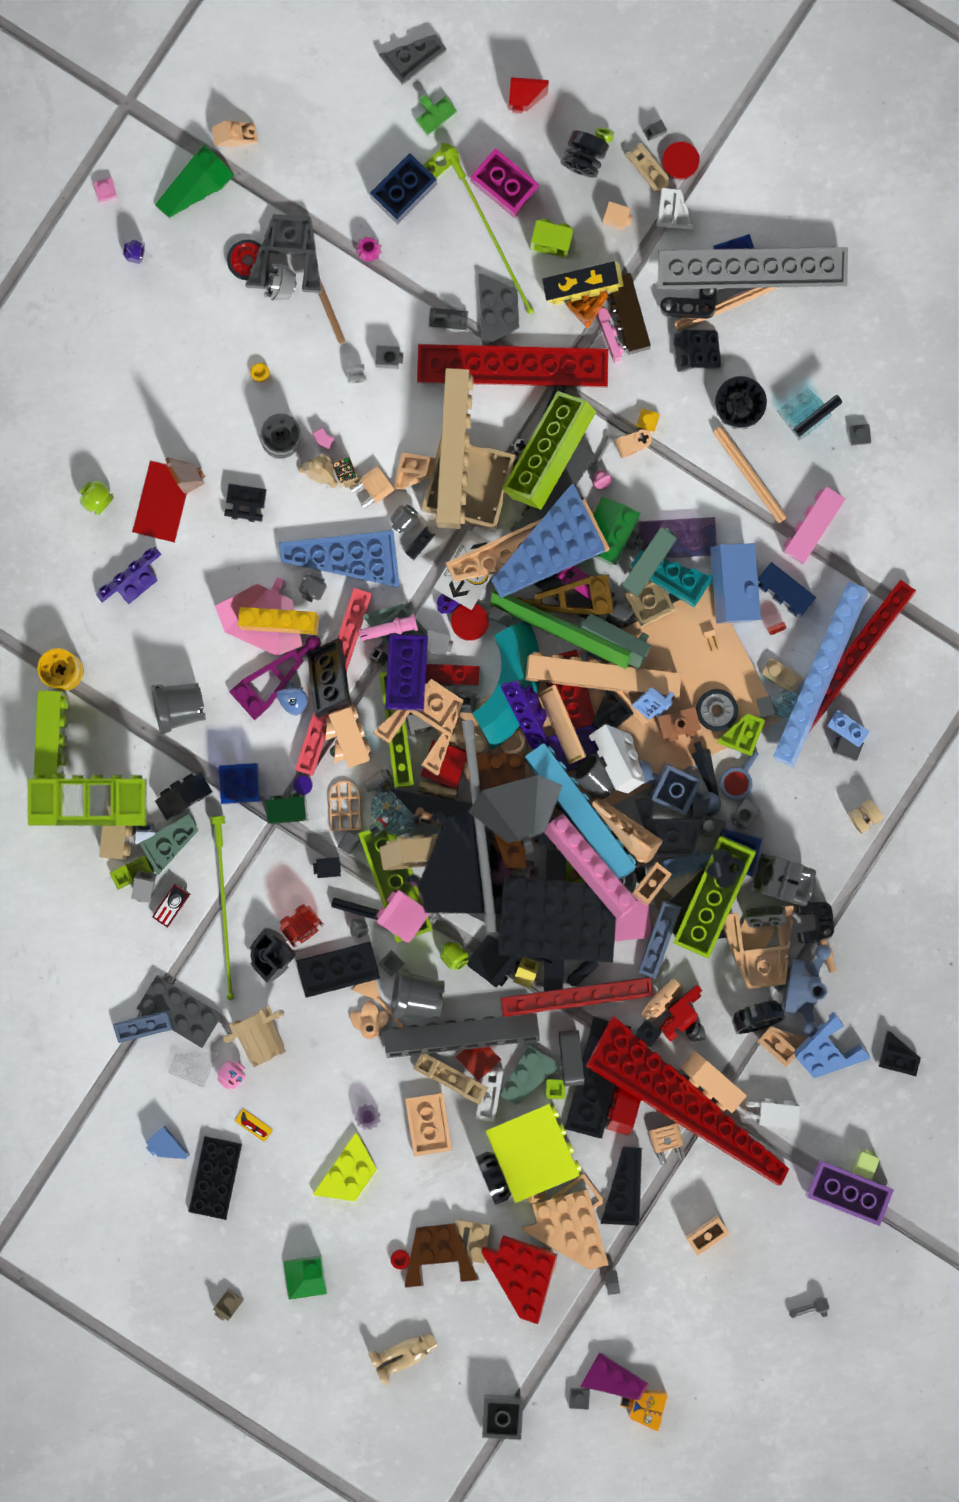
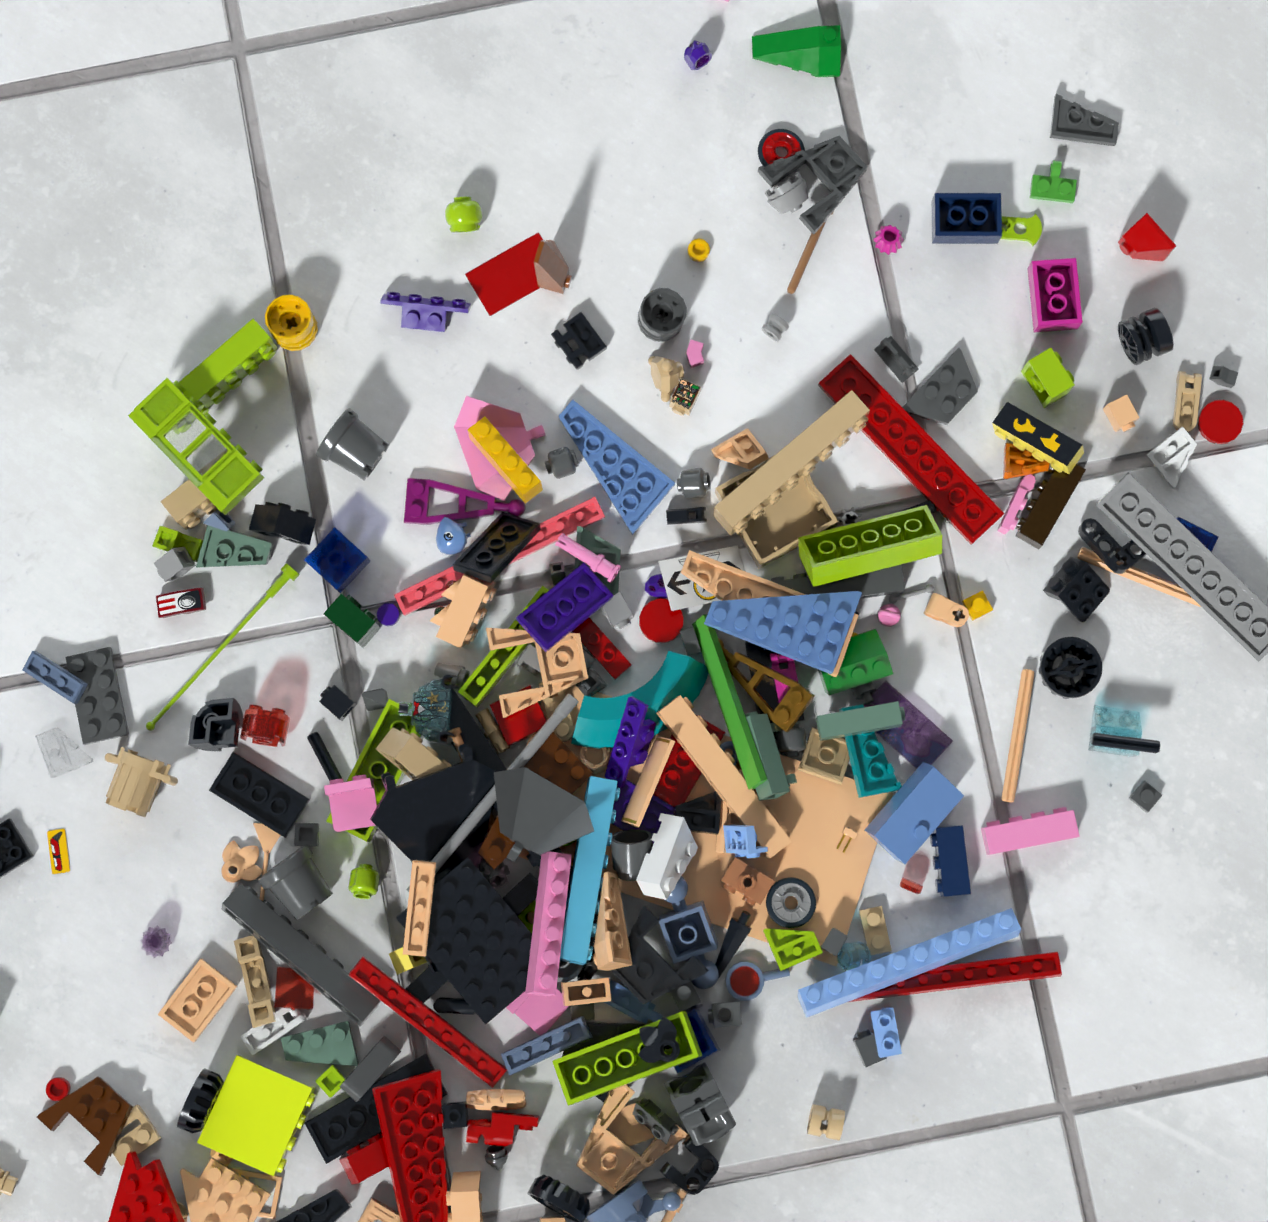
camera: 50 degrees right, 5 degrees down
(231, 1075) = (82, 790): bright pink head -> none
(234, 133) = (873, 42): light nougat slope -> none
(340, 813) = (394, 669): light nougat window -> none
(348, 1173) = (91, 972): neon yellow wing -> none
(358, 928) = (310, 778): dark grey plate -> none
(375, 484) = (699, 432): light nougat piece -> none
(381, 351) = (815, 331): dark grey brick -> none
(451, 155) = (1033, 230): lime piece -> none
(489, 964) = (383, 921): black bracket -> none
(506, 934) = (419, 908): none -> light nougat tile
(605, 134) = (1178, 338): lime tile -> none

